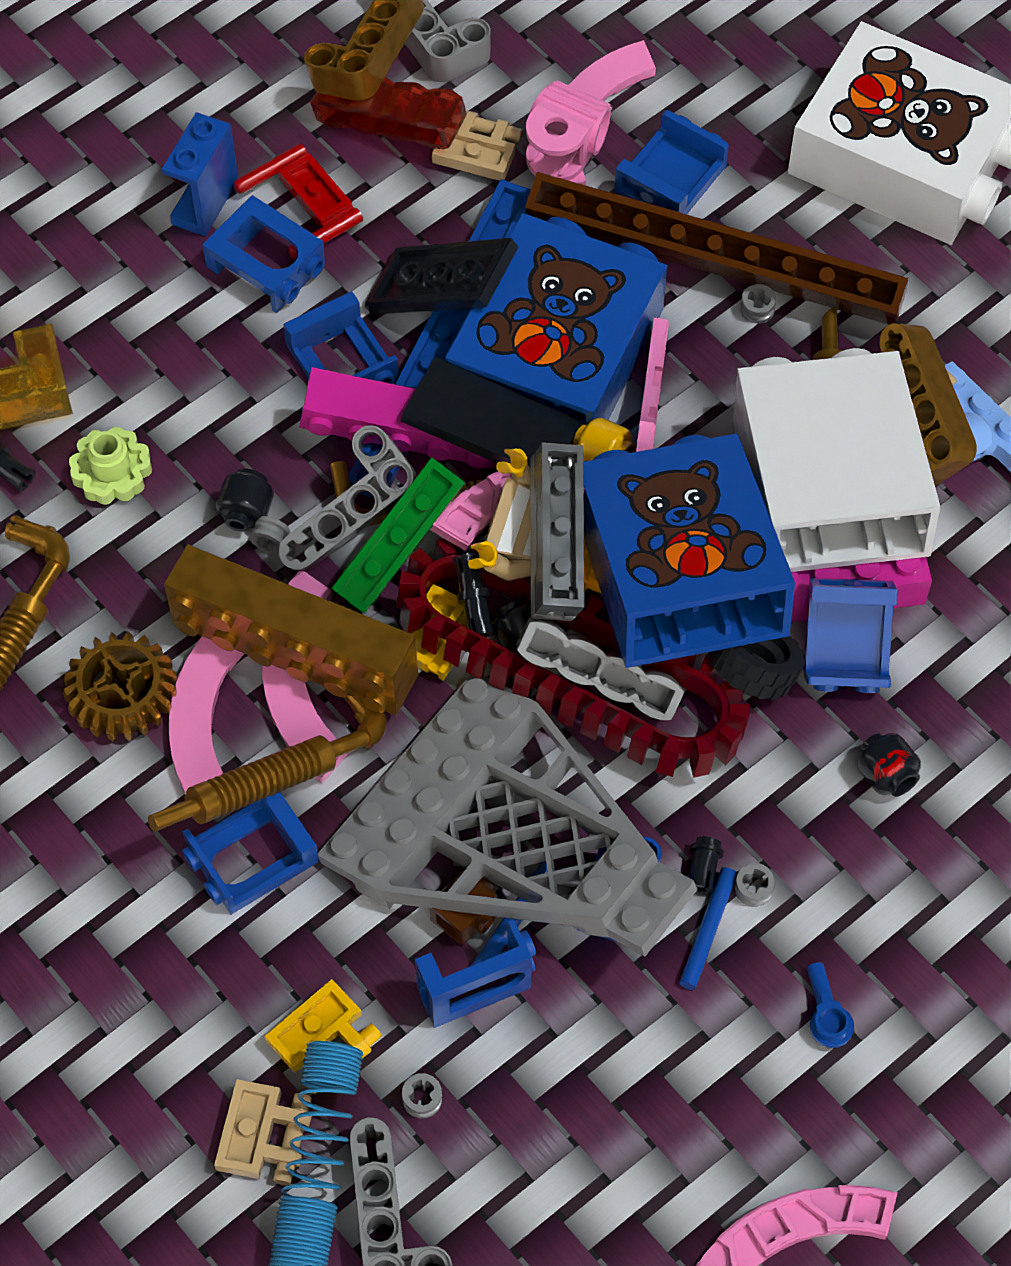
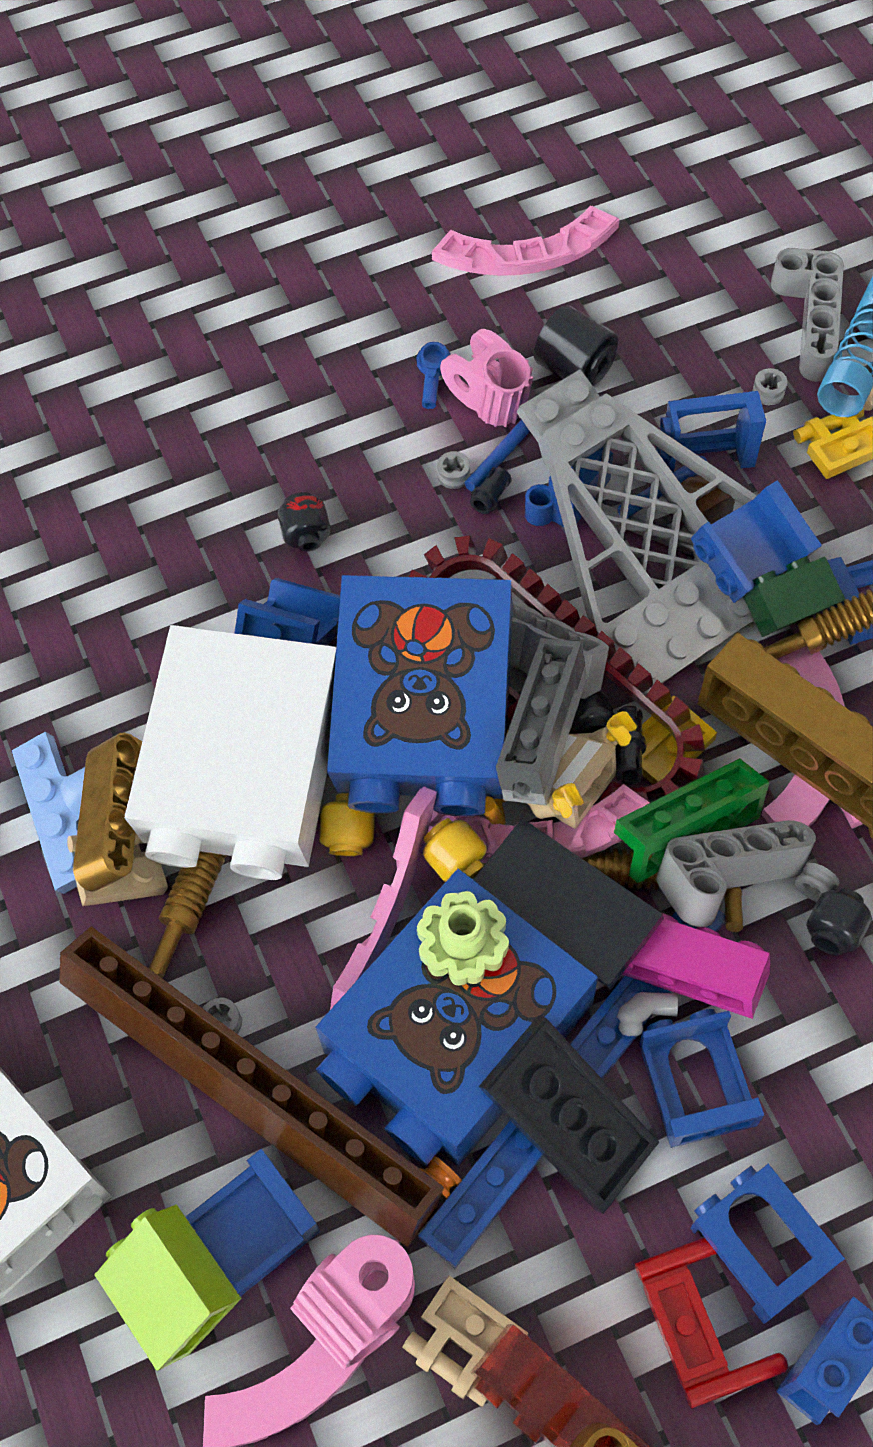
camera: 160 degrees left, 0 degrees up
(344, 782) = (793, 595): none -> dark green brick
(401, 824) = (754, 541): none -> blue panel
(406, 373) = (641, 1007): none -> light grey arm
(568, 345) = (462, 938): none -> yellowish green plant
(662, 1059) = (575, 343): none -> black piece
(711, 104) = (166, 1285): none -> brick
(752, 998) = (494, 386): none -> bright pink piece

